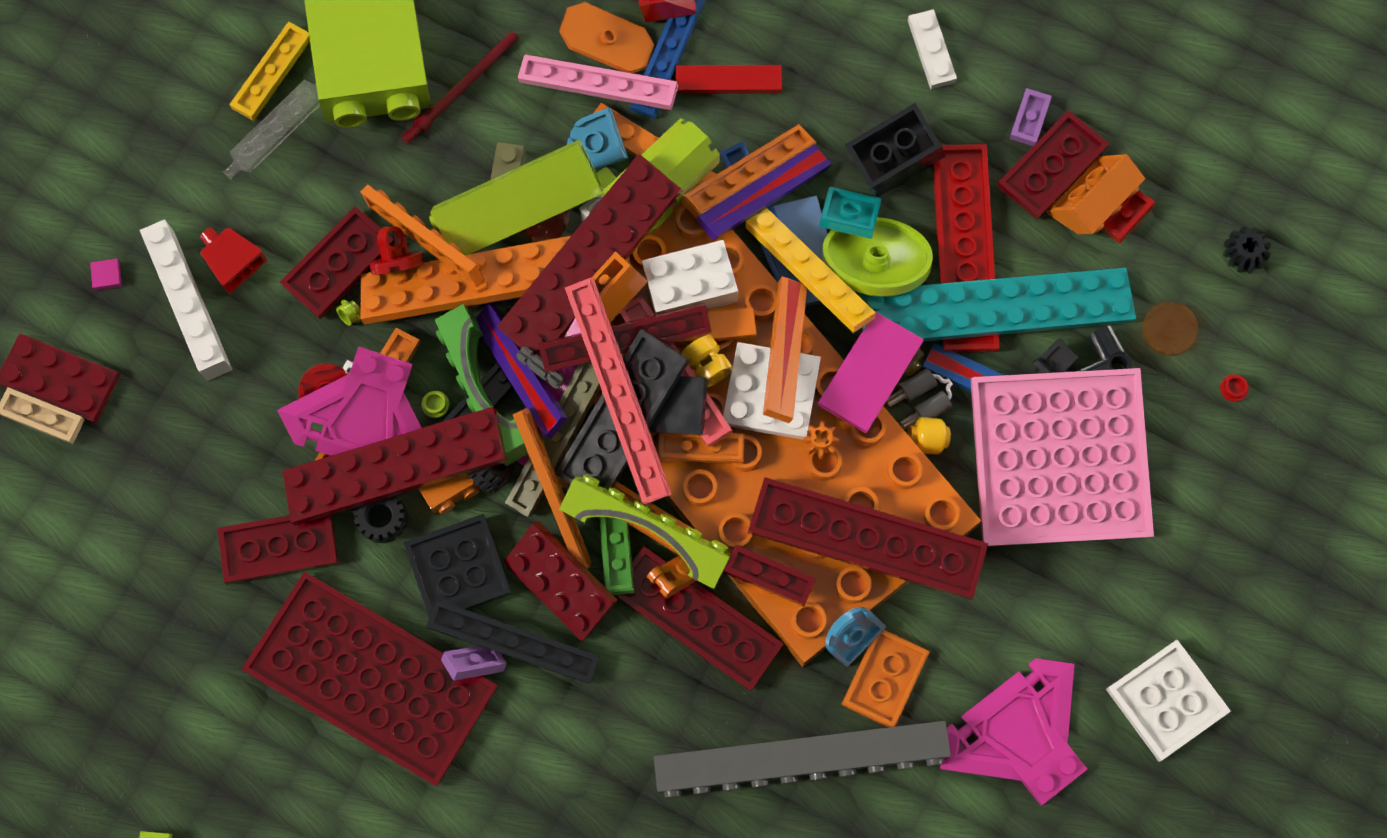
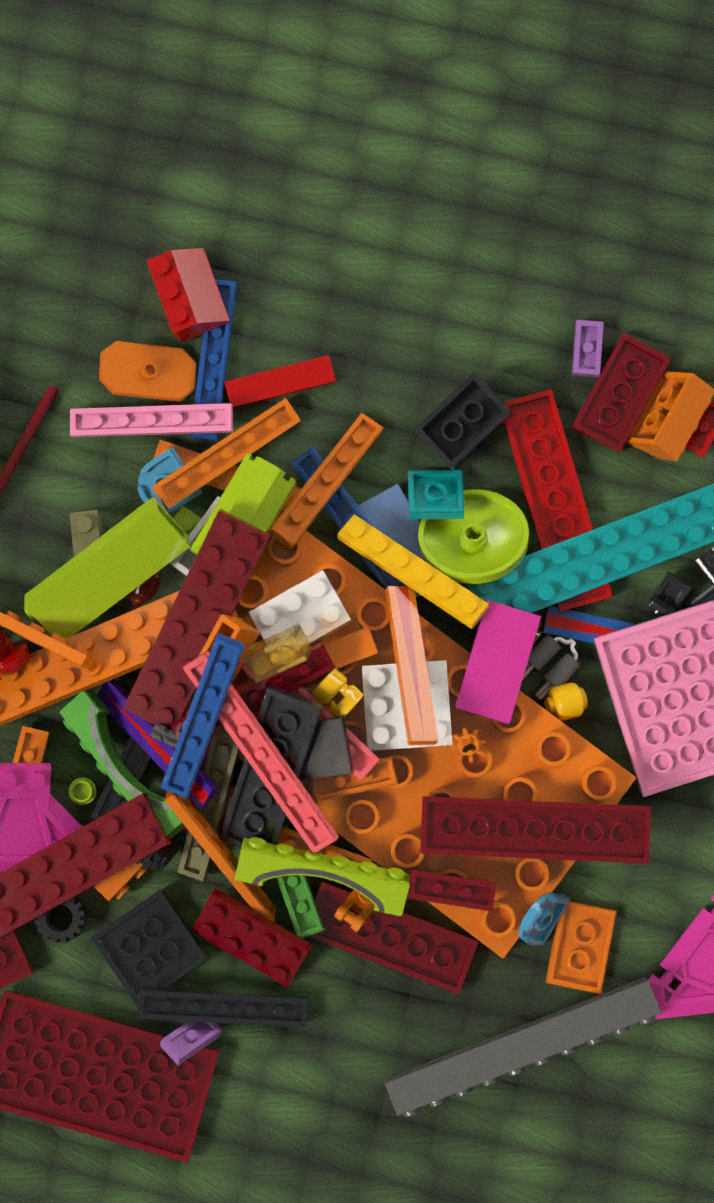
camera: 15 degrees left, 10 degrees up
(571, 338) = (203, 715): none -> blue tile
(651, 127) = (225, 454): none -> orange plate
(659, 298) = (277, 653): none -> clear yellow brick
(763, 192) = (346, 499): dark purple tile -> none
(932, 49) = (473, 299): white plate -> none

